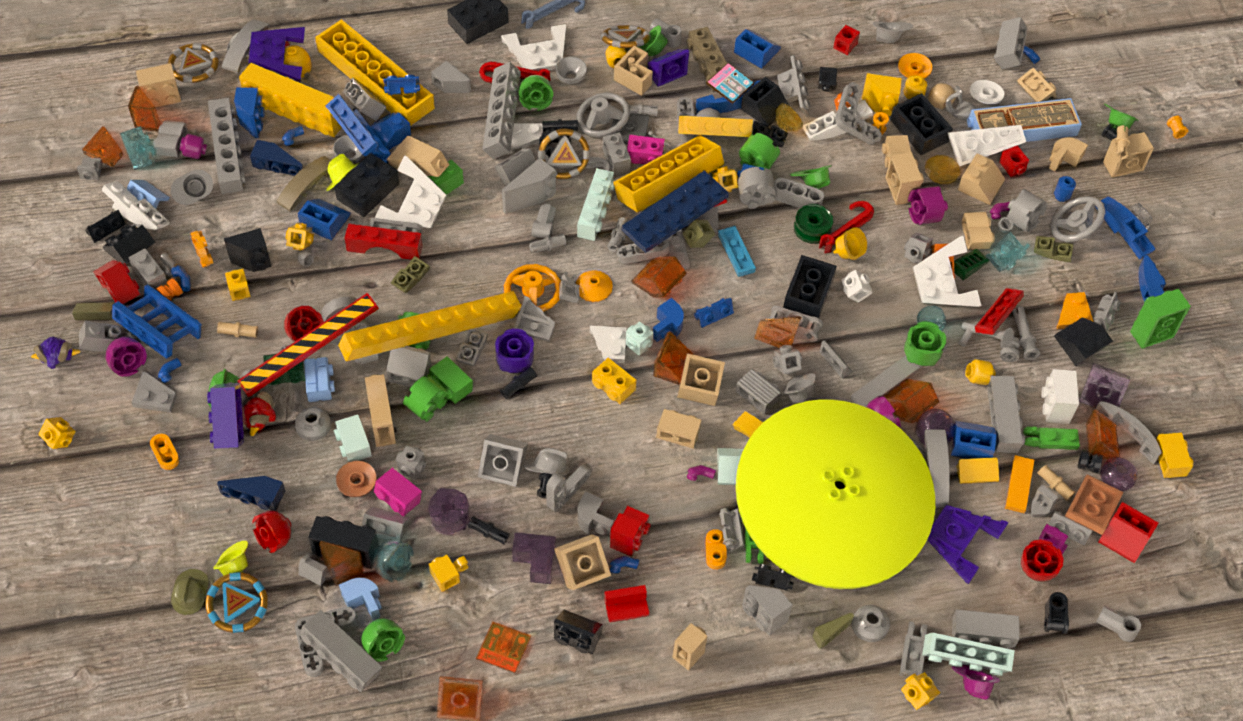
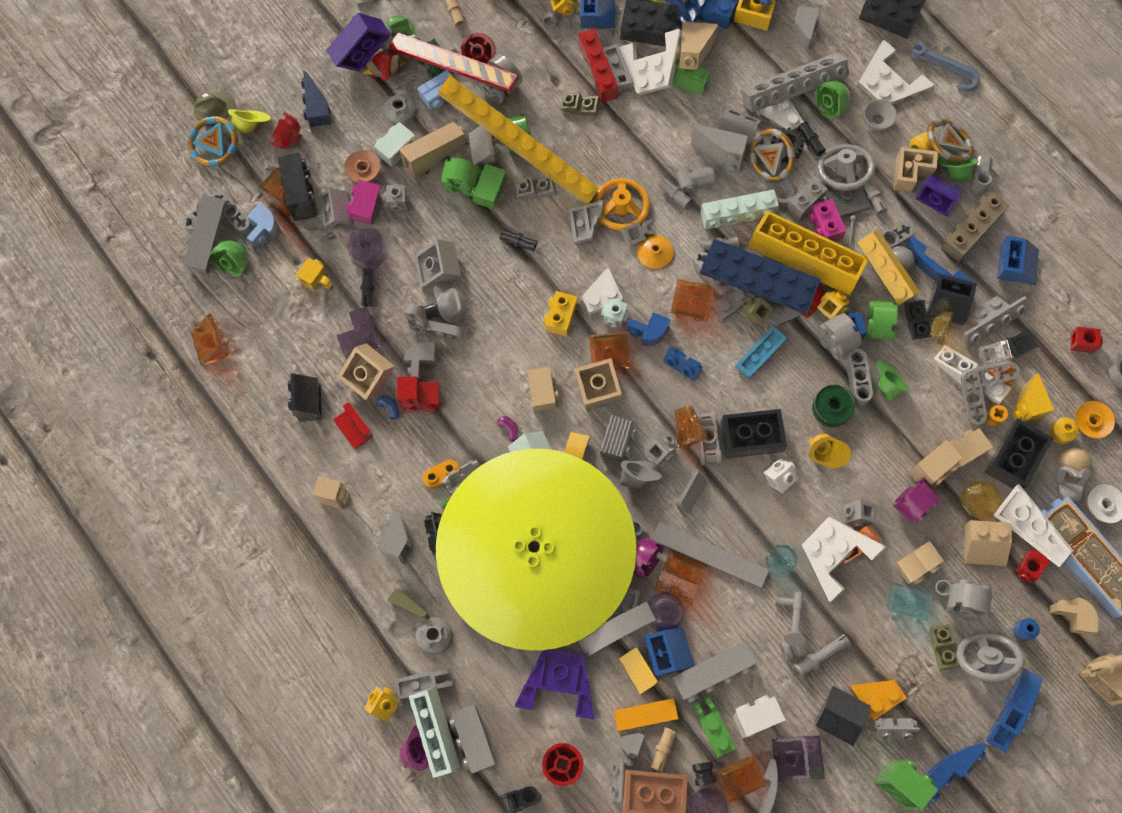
camera: 70 degrees right, 15 degrees up
(164, 453) = (316, 22): light orange plate -> none
(392, 560) = (301, 230): clear light blue cylinder -> none
(490, 66) = (852, 79): red piece -> none
(503, 647) = (272, 351): clear orange piece -> none
(514, 351) = (550, 228): dark purple brick -> none
(730, 83) = (949, 256): piece -> none
(832, 94) = (1002, 352): none -> clear brick
(858, 221) = (853, 441): red piece -> none
(924, 344) = (750, 554): bright green brick -> none
(963, 272) = (874, 578): dark green slope -> none
(980, 372) = (749, 630): yellow head -> none
(997, 208) = (960, 572): magenta arm -> none
(999, 311) = (828, 621): red tile -> none
(1055, 536) = (602, 767): magenta bracket -> none

